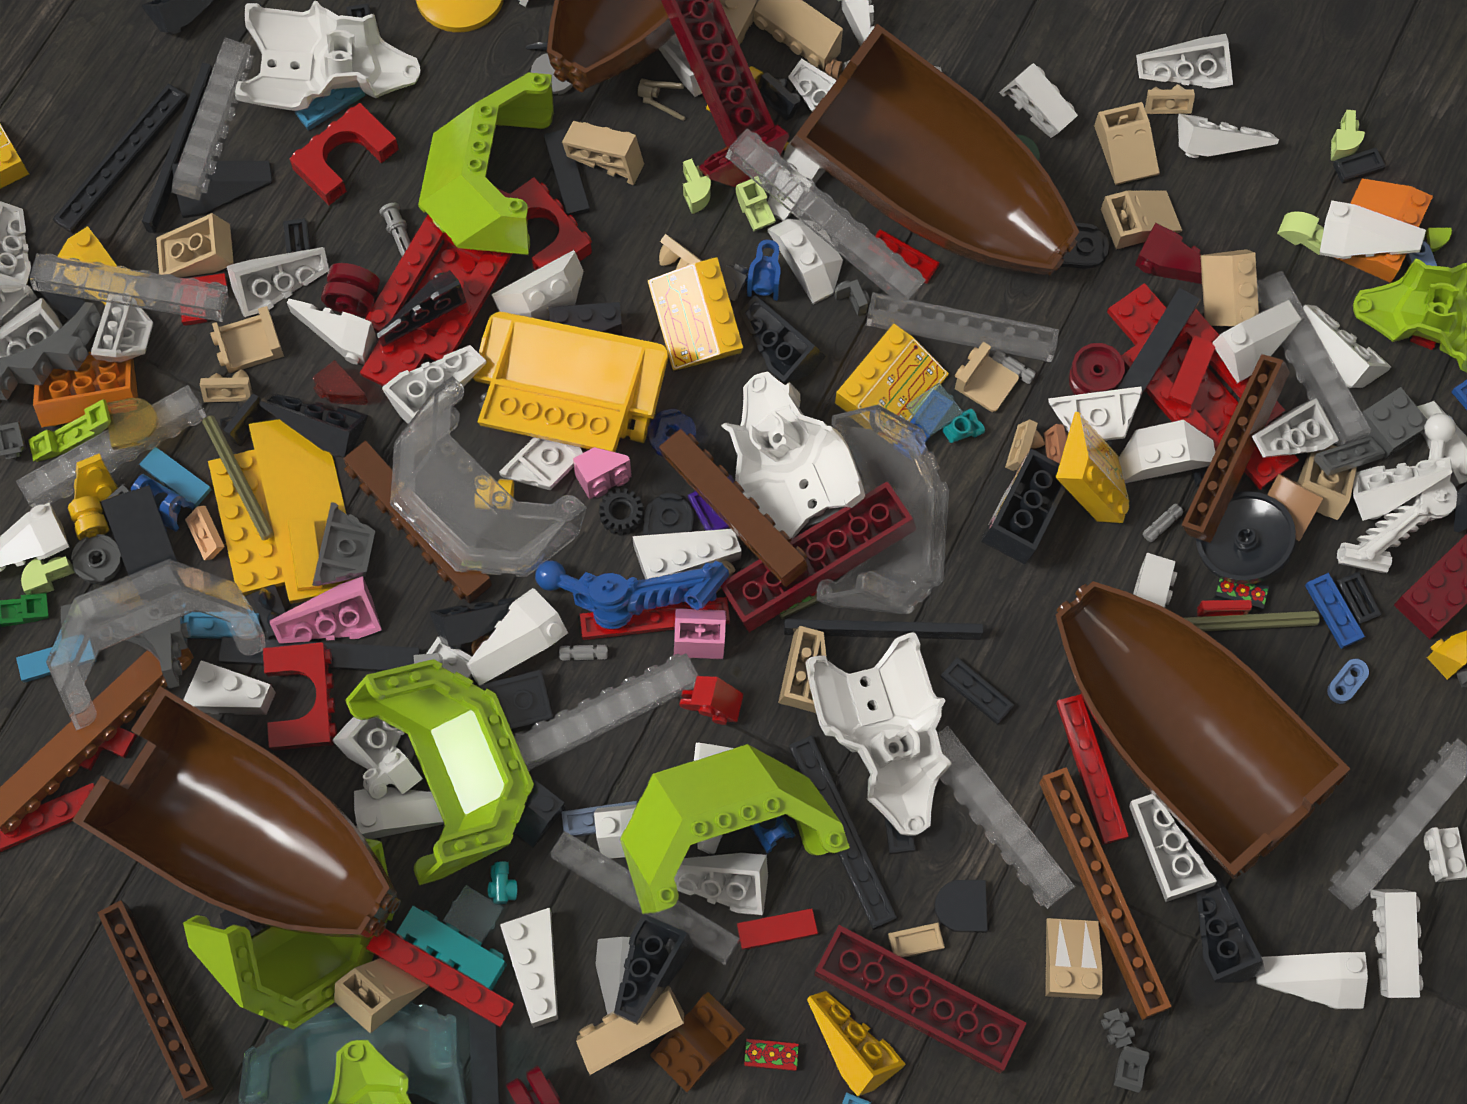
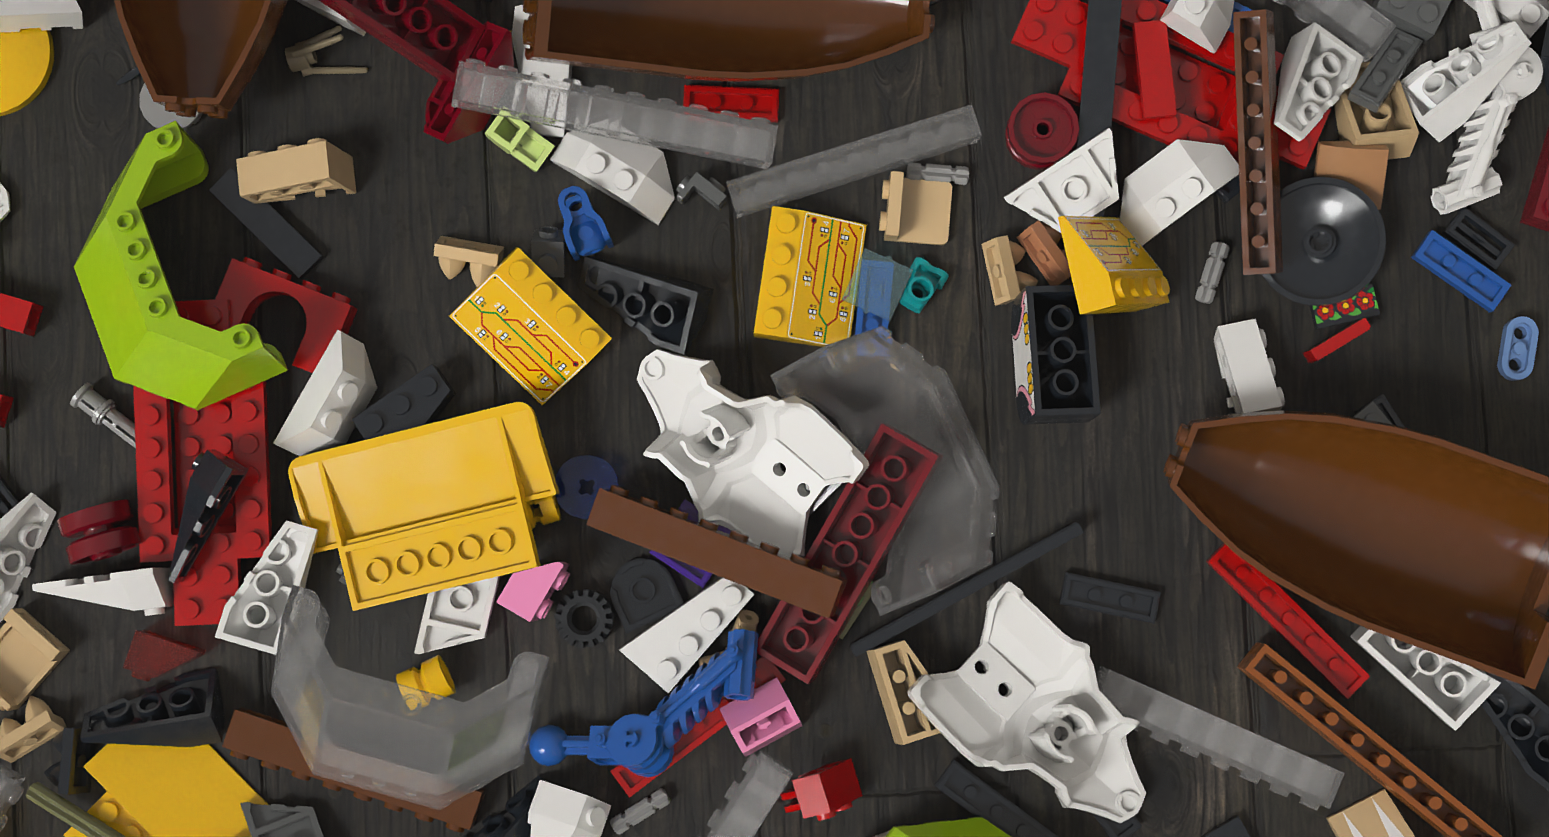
camera: 30 degrees left, 15 degrees up
(697, 189) = (439, 159): yellowish green brick -> none
(1256, 621) = (1367, 341): olive axle -> none

